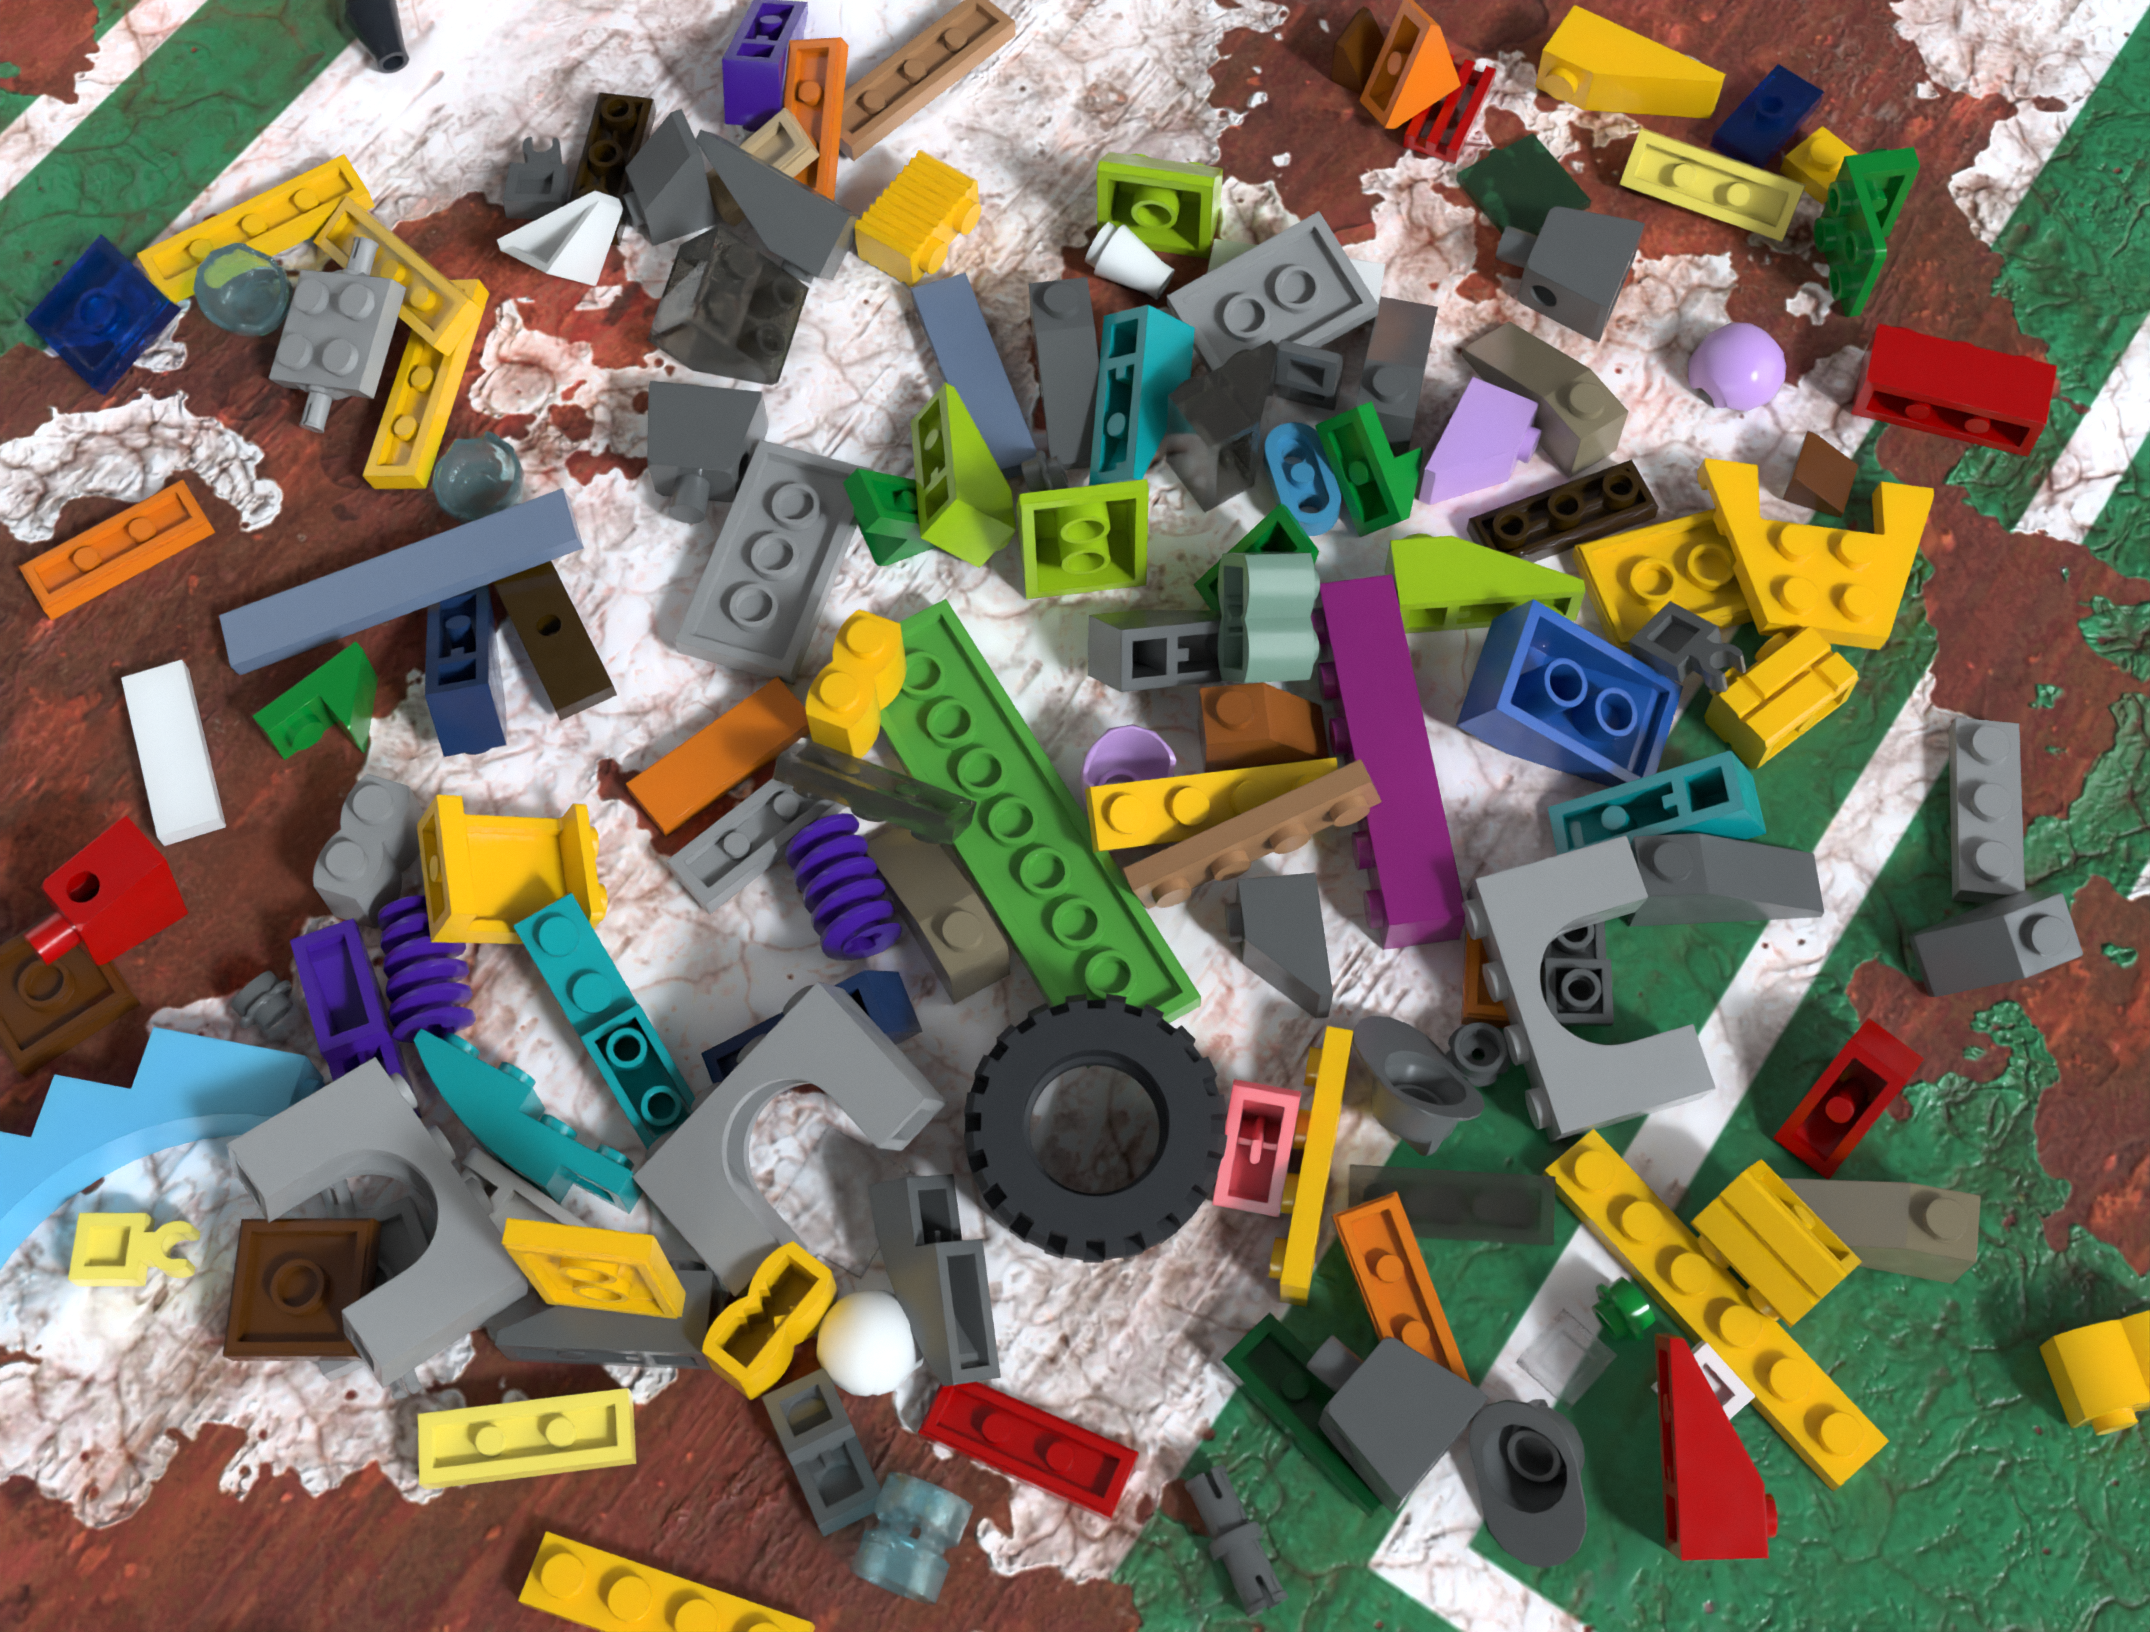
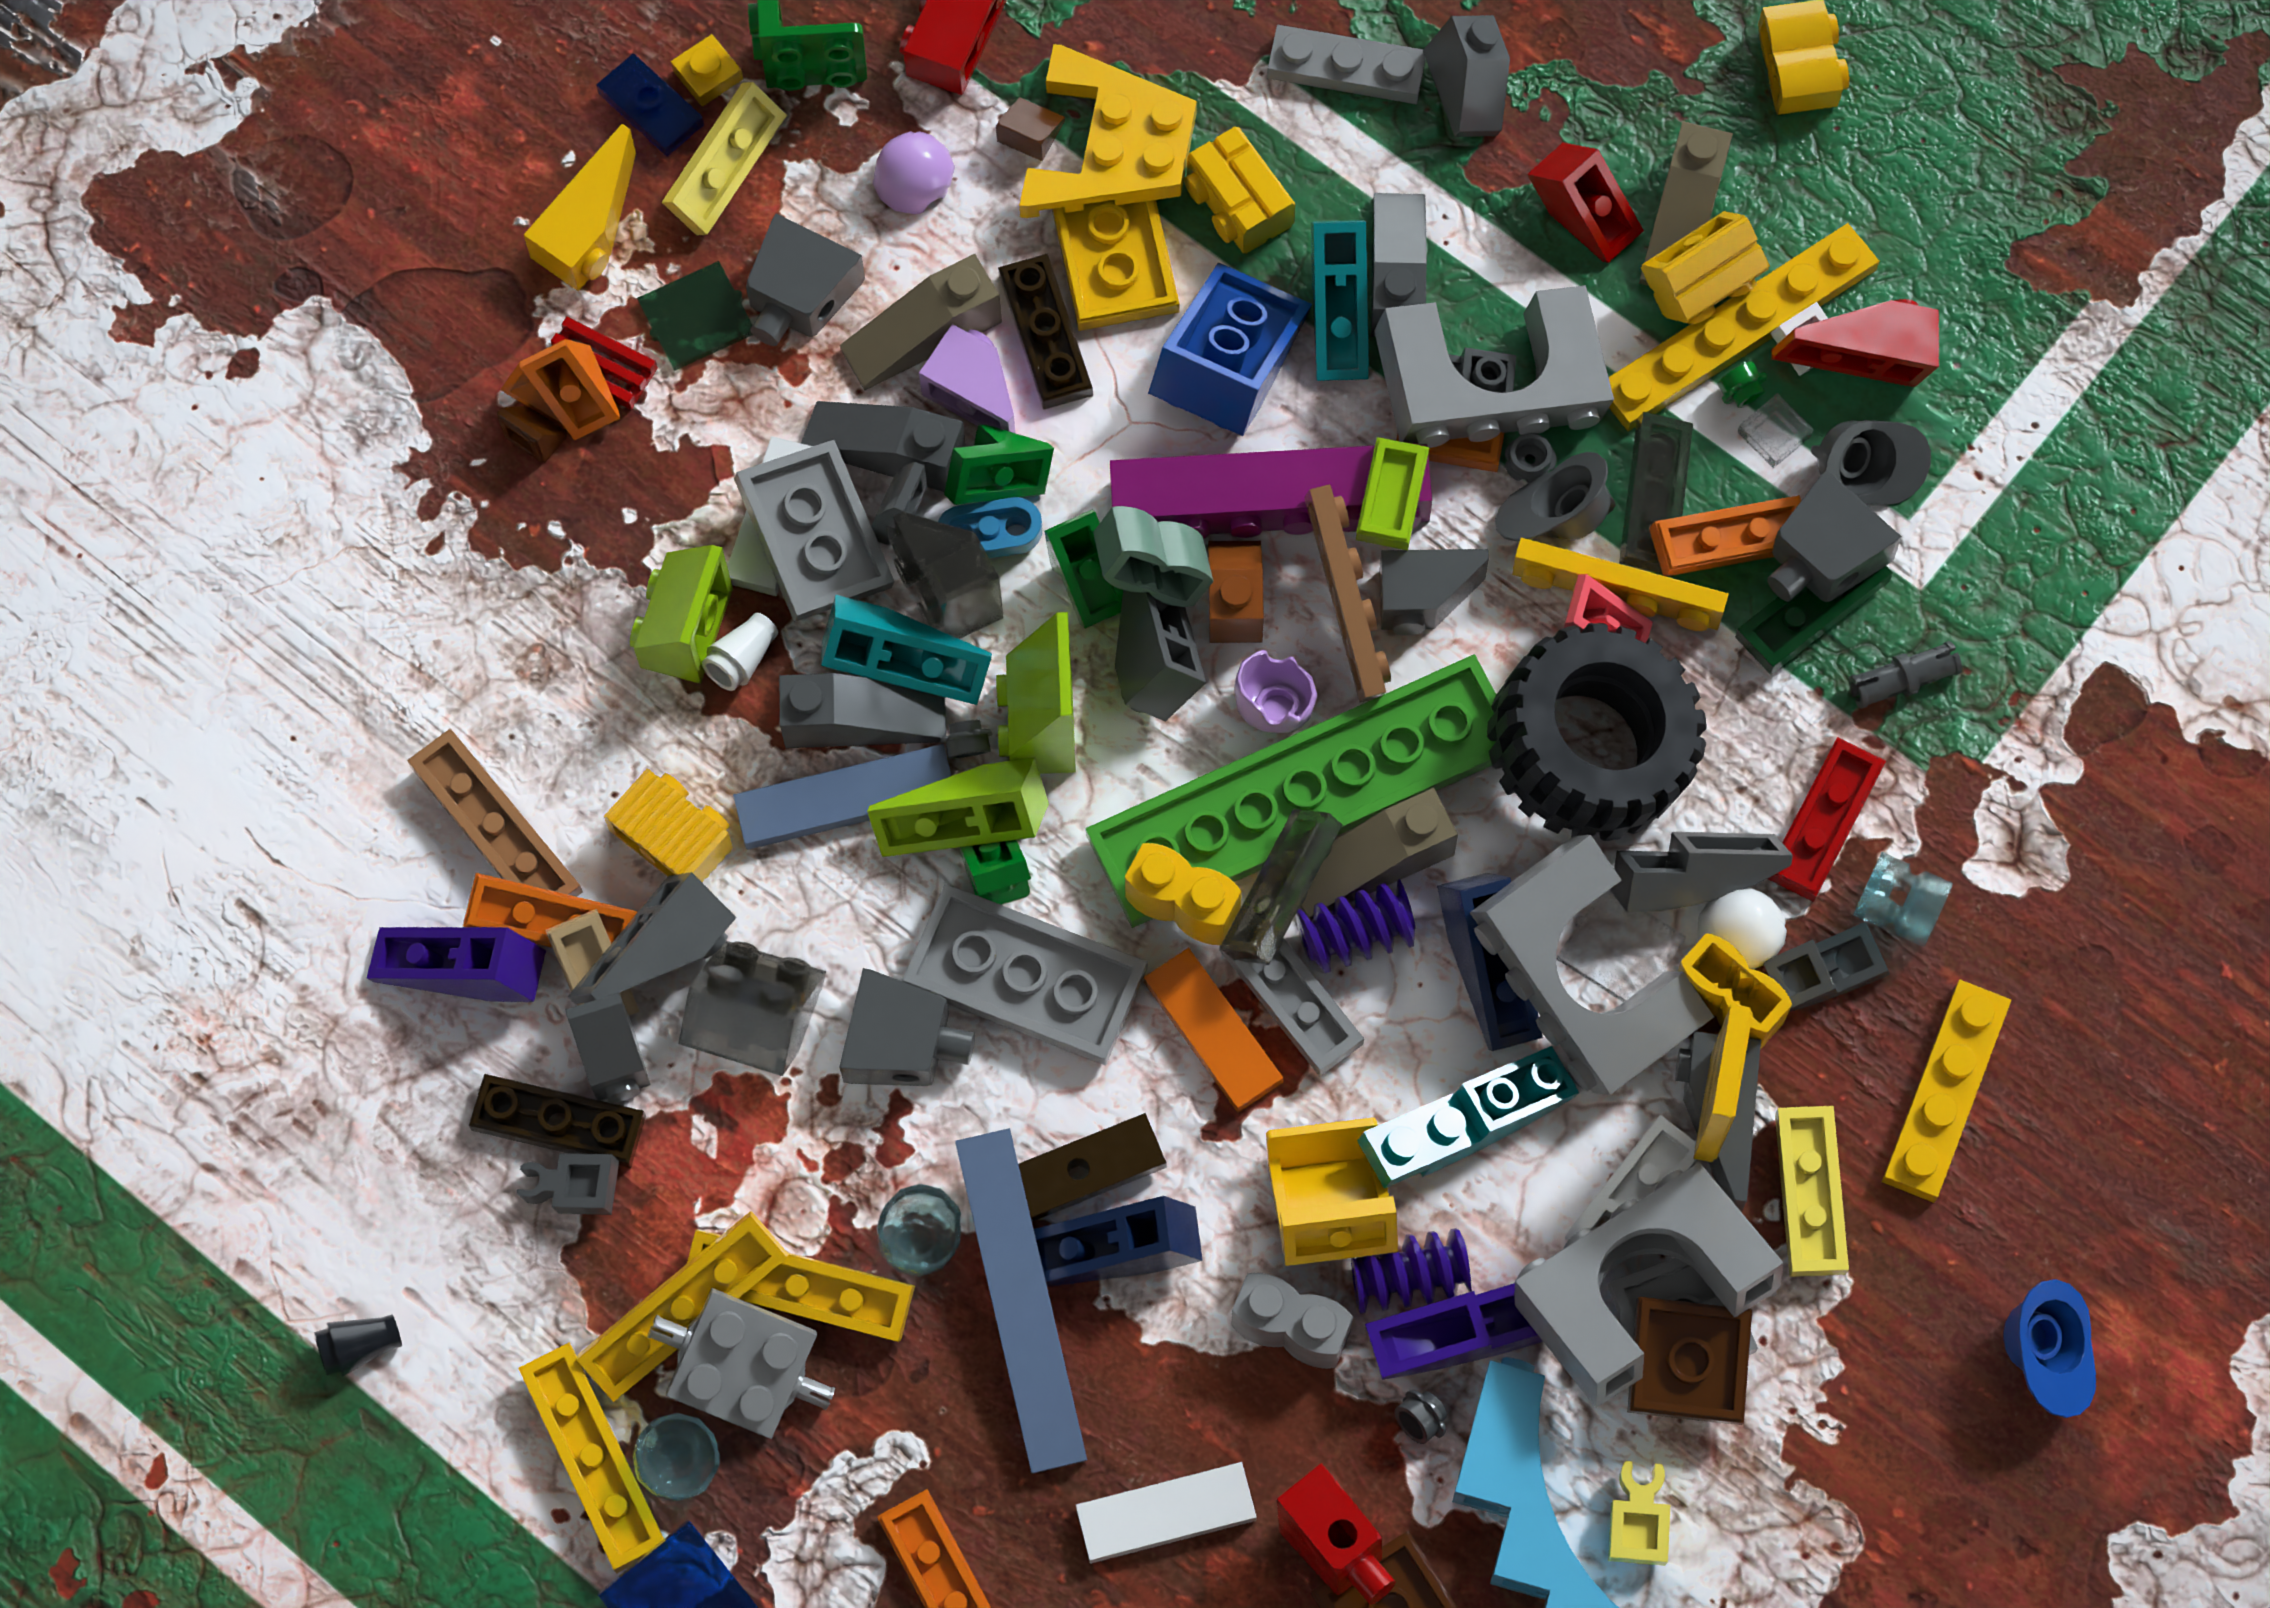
camera: 85 degrees left, 5 degrees up
(334, 693) = (1131, 1355): green slope -> none
(504, 1118) = (1544, 1211): teal slope -> none
(570, 239) = (664, 1150): white slope -> none
(1189, 804) = (1306, 628): yellow plate -> none
(1388, 875) = (1392, 493): none -> lime tile
(1463, 585) = (1110, 409): lime slope -> none
(1682, 643) = (1193, 252): dark grey plate -> none

